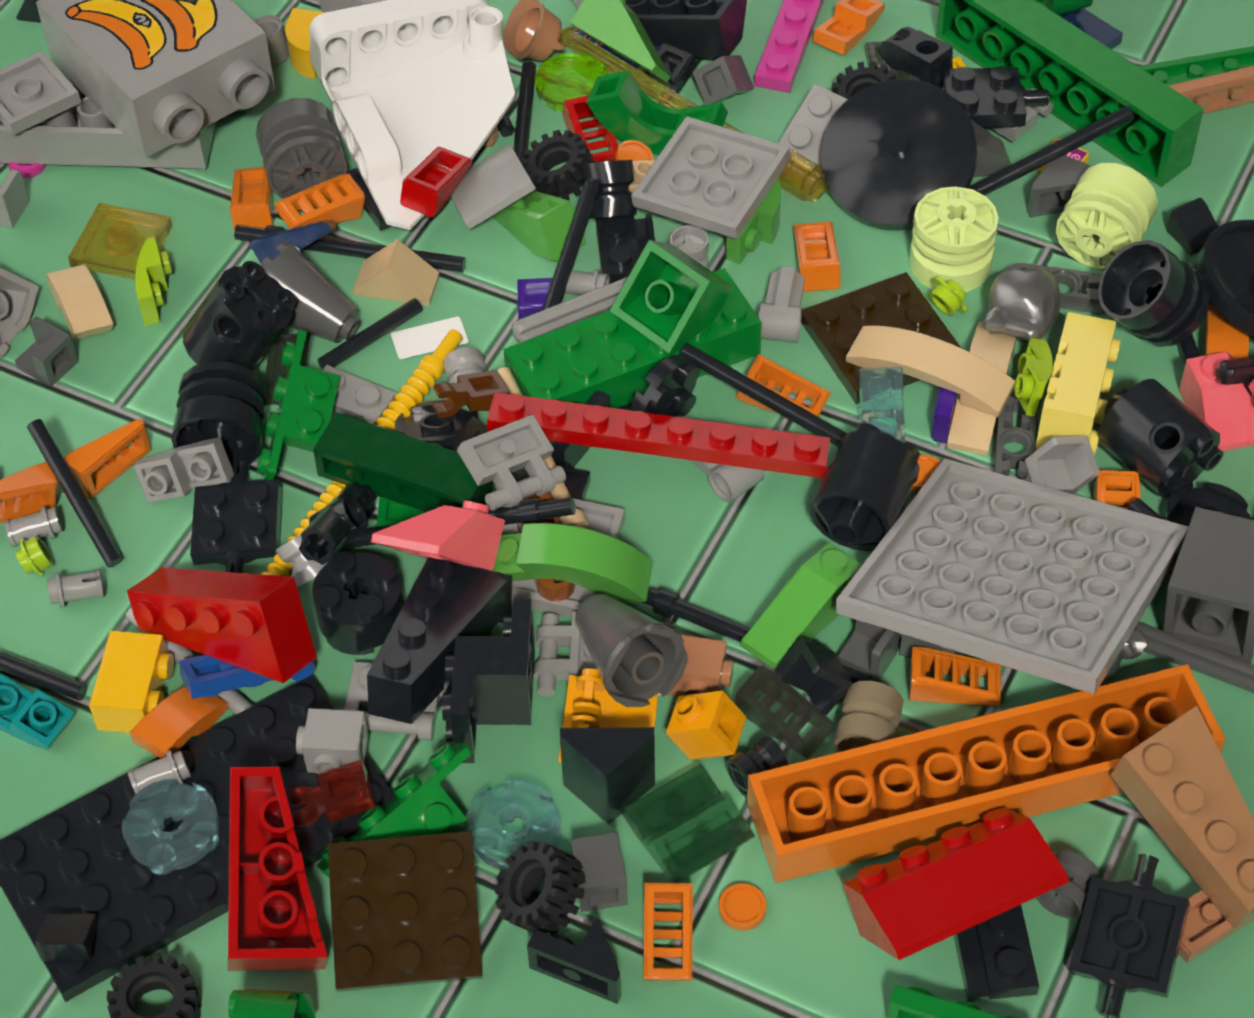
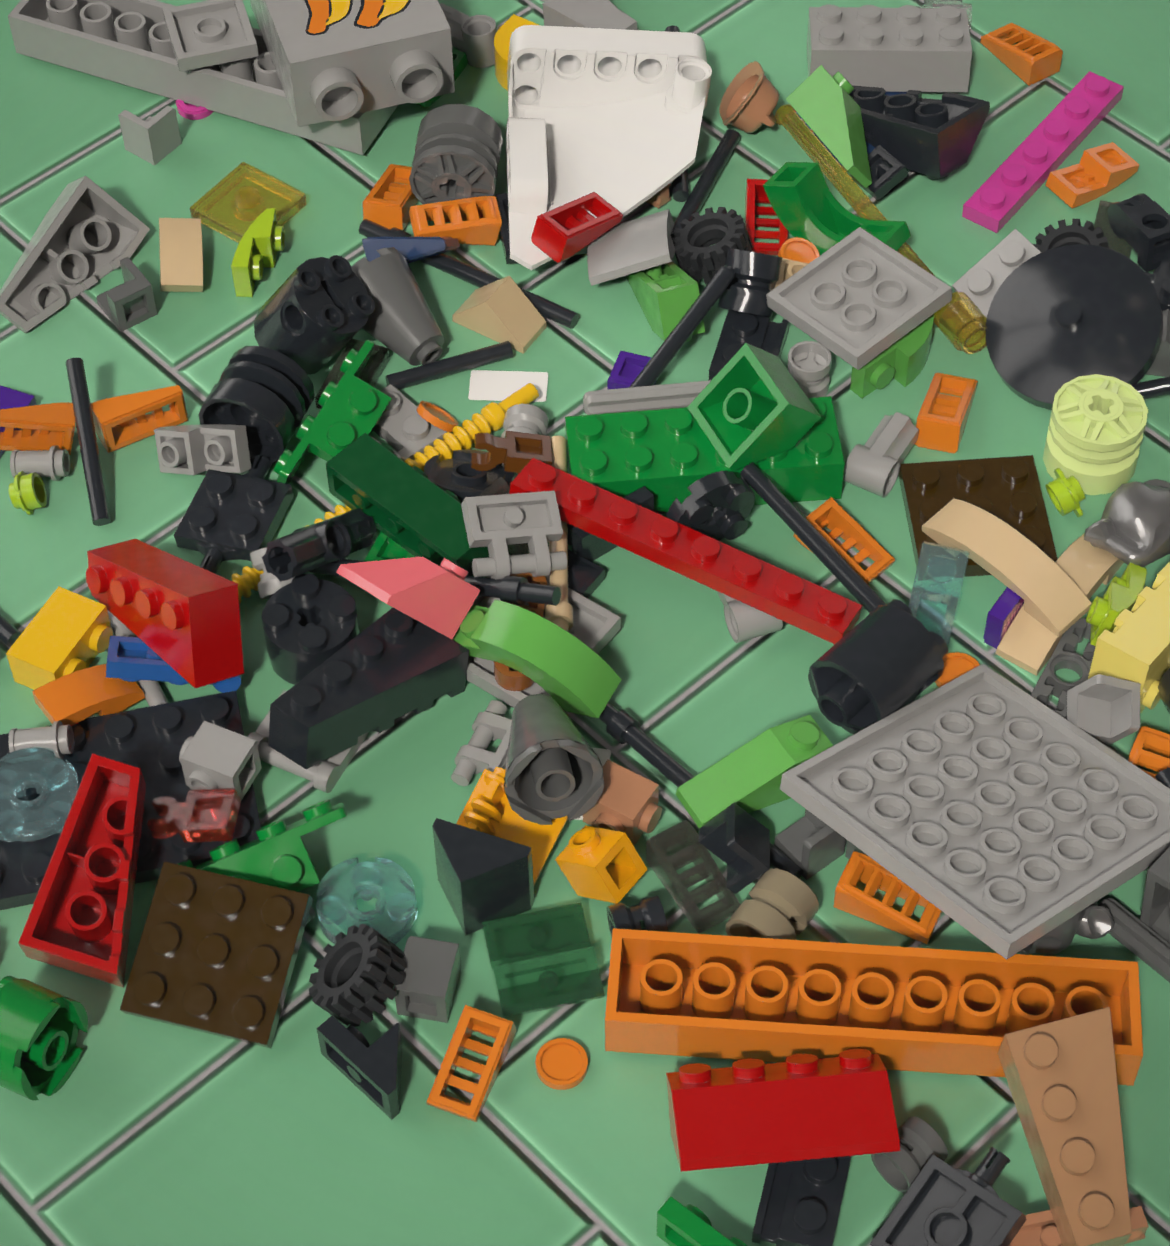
camera: 20 degrees right, 0 degrees up
(74, 587) = (51, 534): light grey pin -> none
(381, 381) = (436, 416): none -> orange piece
(490, 679) = (402, 750): black bracket -> none
(567, 78) = (763, 154): clear neon green tile -> none
(584, 282) = (684, 371): light grey pin -> none
(723, 79) = (927, 199): dark grey panel -> none

